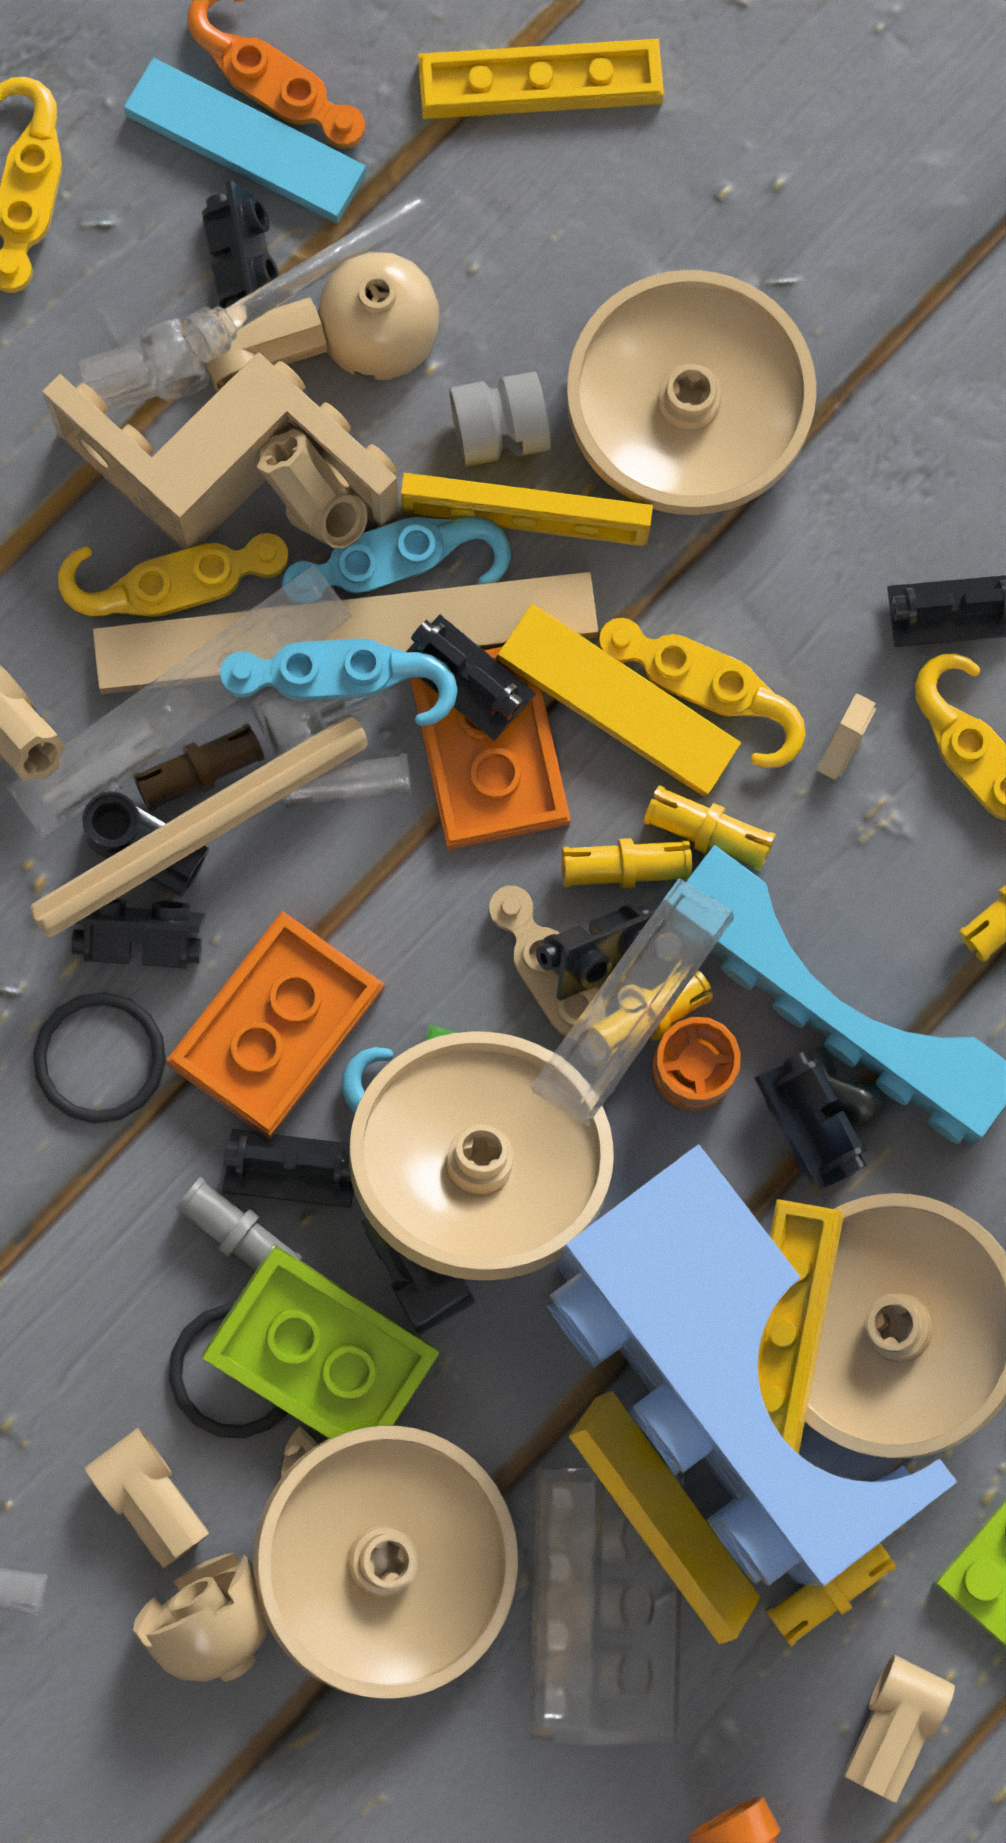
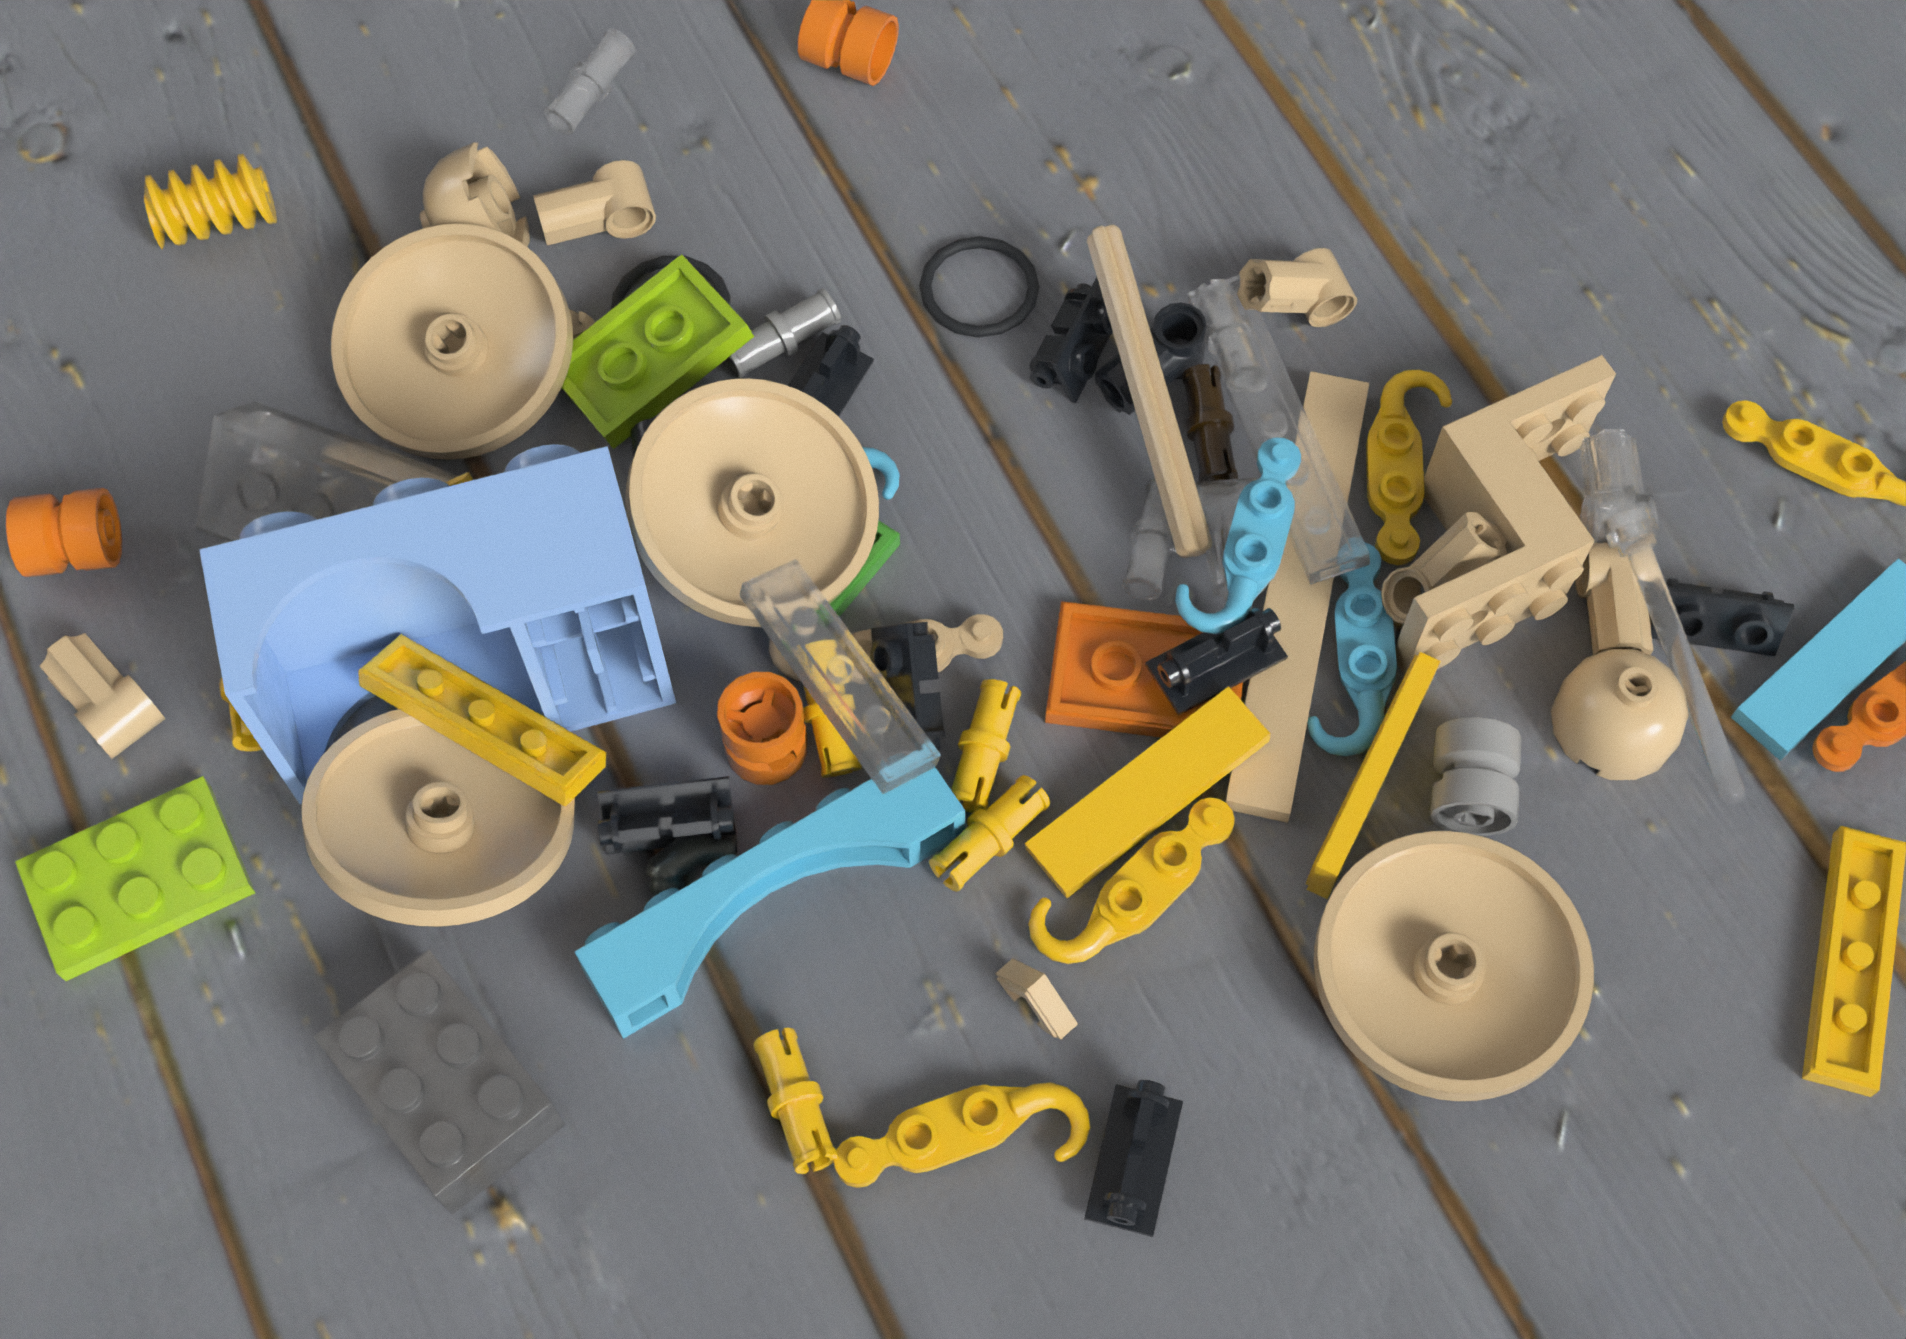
camera: 115 degrees right, 15 degrees down
(275, 1025) = (951, 417): orange tile -> none

